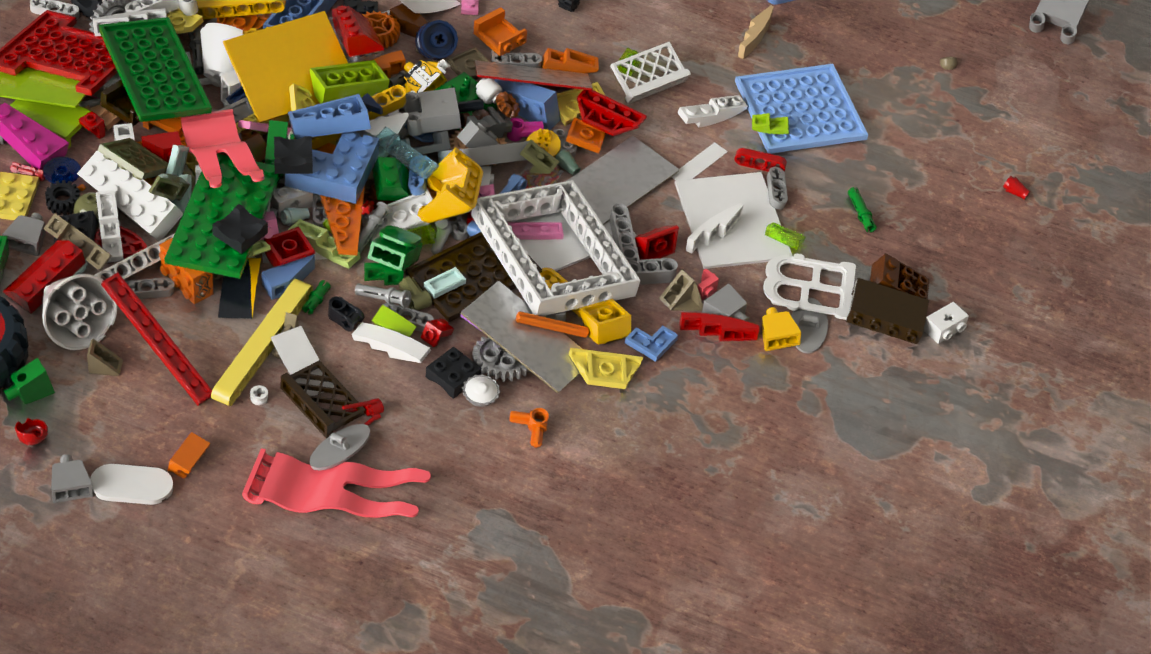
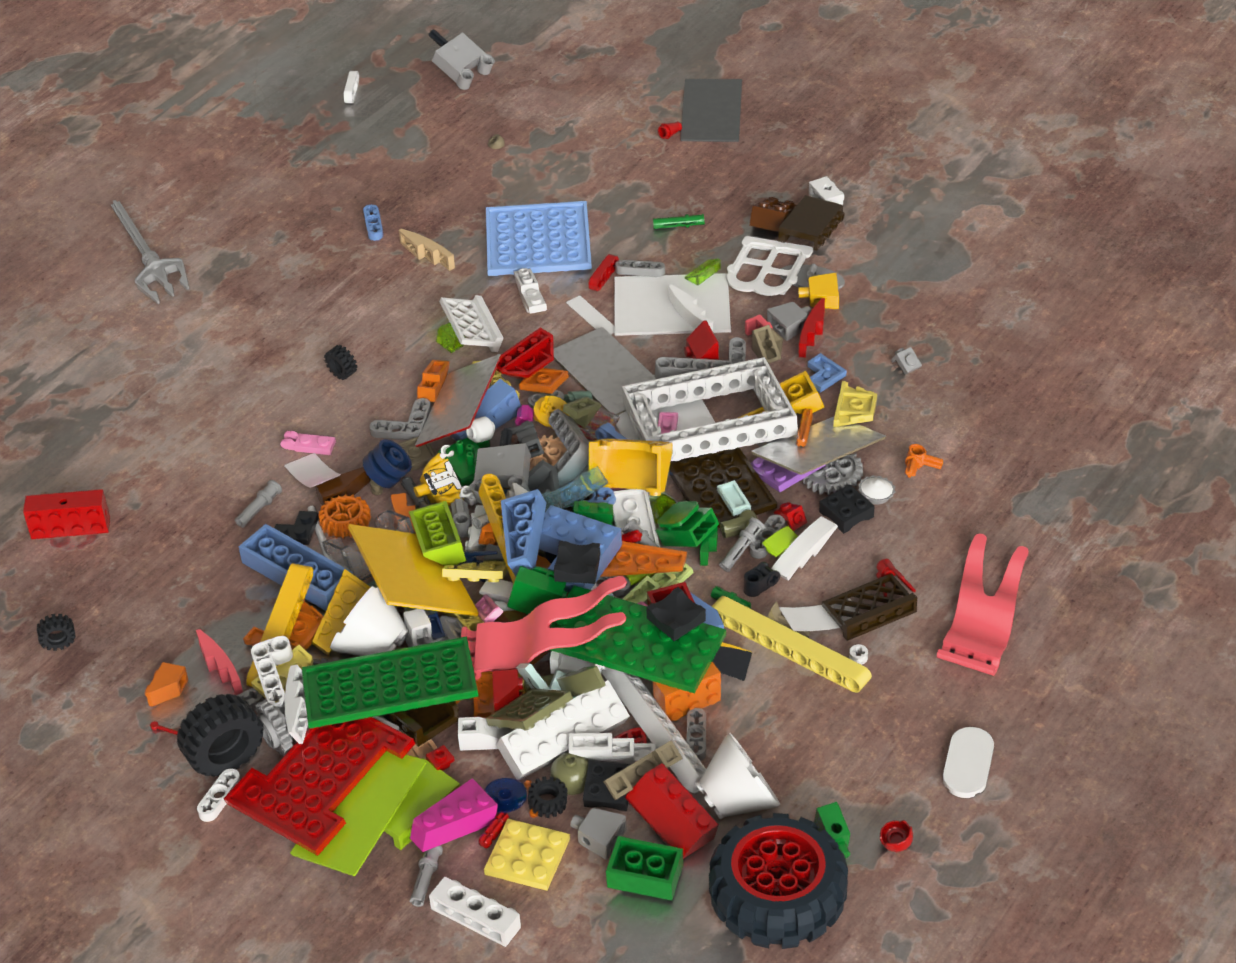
camera: 70 degrees left, 5 degrees down
(70, 480) = (964, 808): light grey torso -> none
(102, 360) = (795, 777): dark tan slope -> none
(157, 338) = (793, 712): red tile -> none
(188, 455) = (938, 712): orange hinge -> none
(340, 447) = (937, 597): light grey shield -> none
(355, 32) = (379, 514): red slope -> none
(371, 104) = (497, 502): dark blue piece -> none
(476, 136) = (551, 442): light grey slope -> none
(498, 32) = (384, 420): orange panel -> none
(510, 108) = (503, 419): dark orange gear -> none
(688, 406) = (907, 360): none -> light grey bracket
(765, 124) = (563, 254): lime slope -> none
(1071, 221) = (711, 110): none -> dark grey piece

